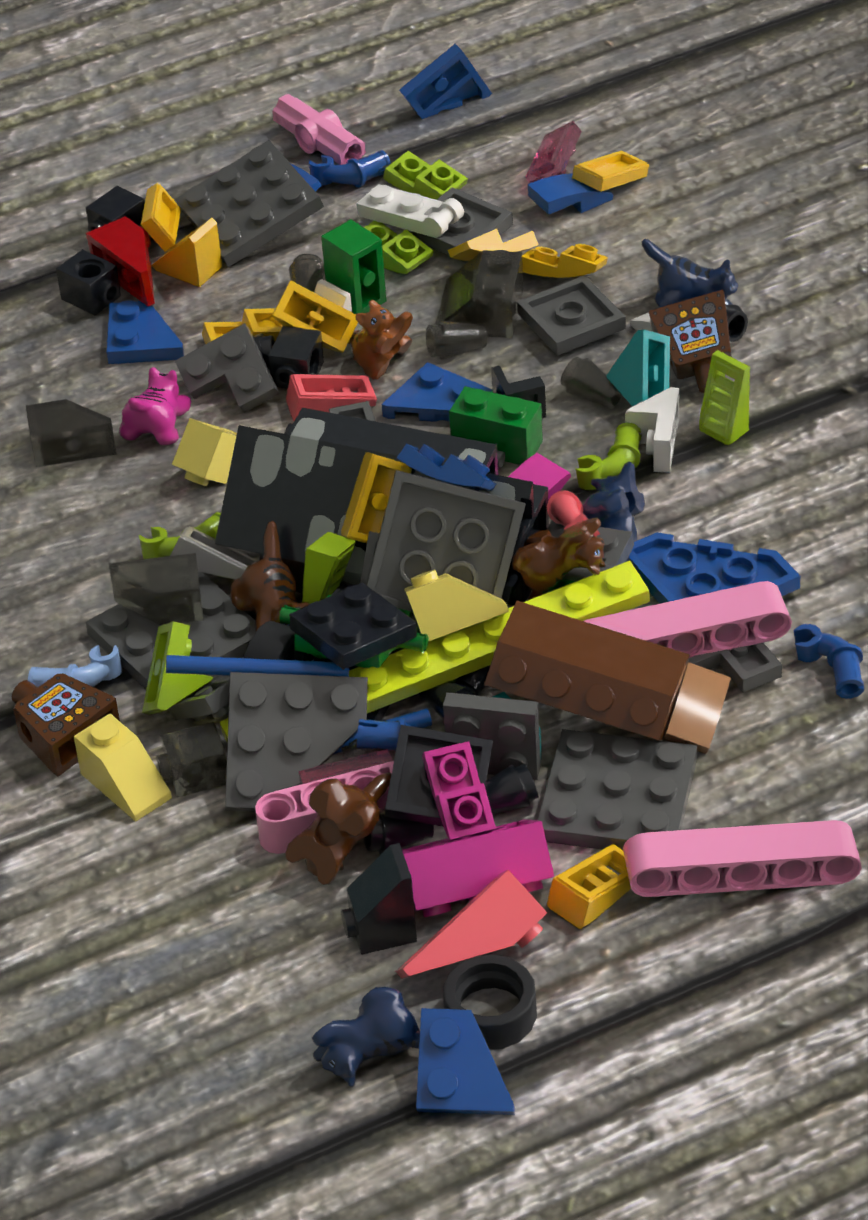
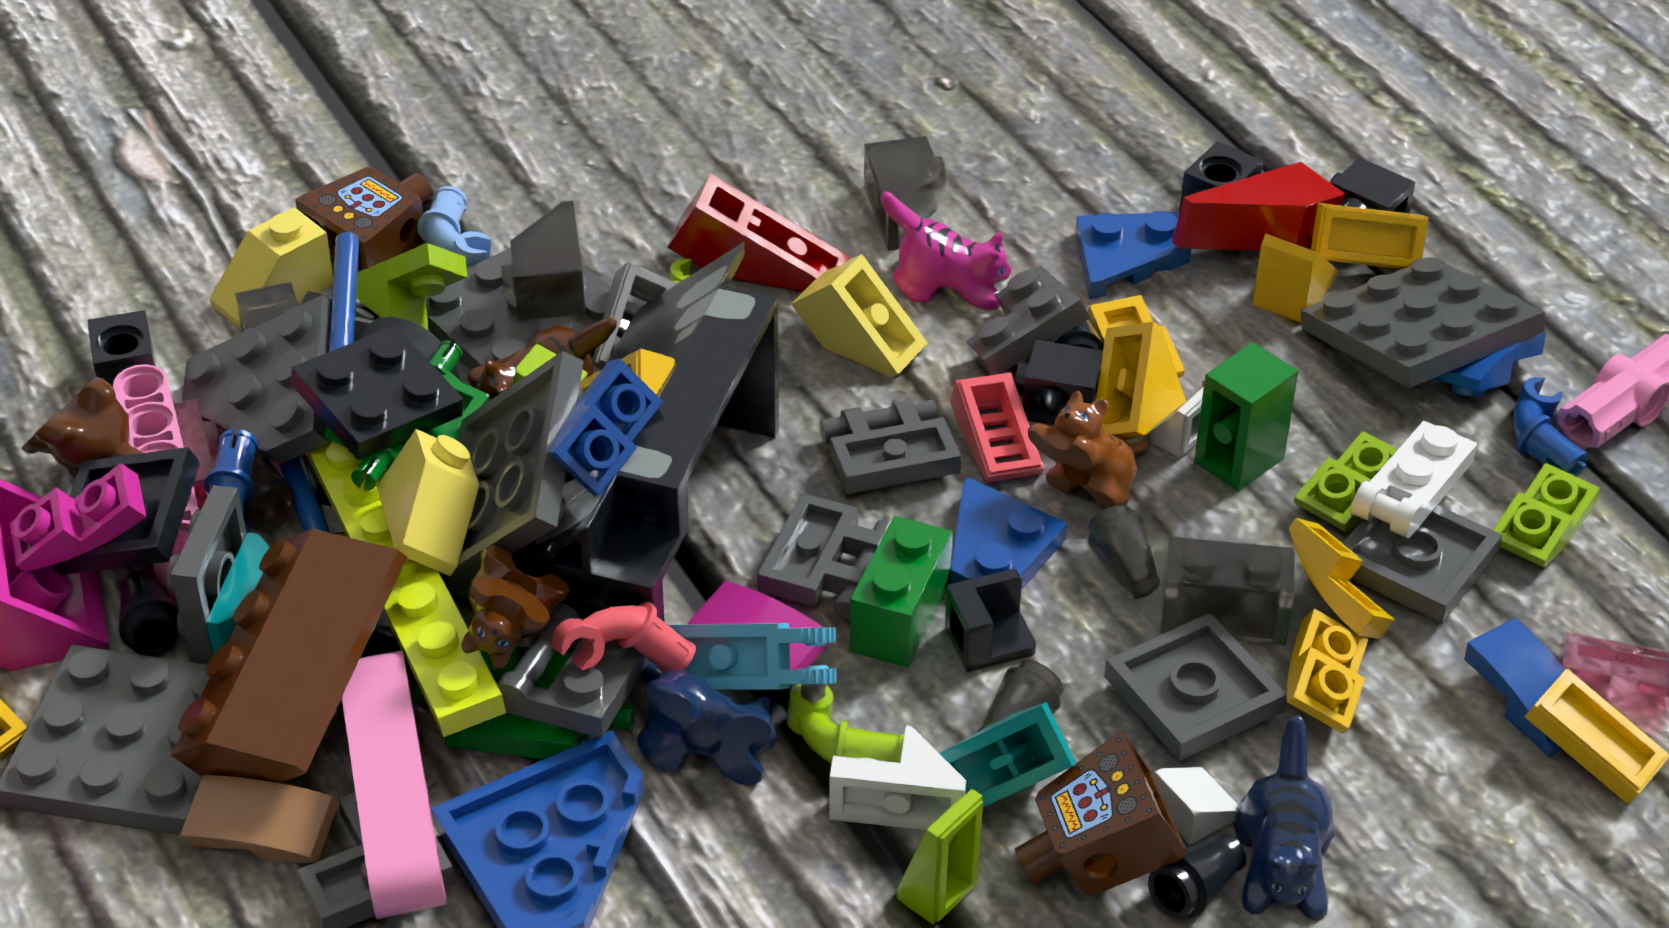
camera: 85 degrees right, 0 degrees up
(121, 508) = (774, 247): none -> red slope
(223, 842) = (120, 343): none -> black brick
(568, 469) = (754, 655): none -> medium azure hinge

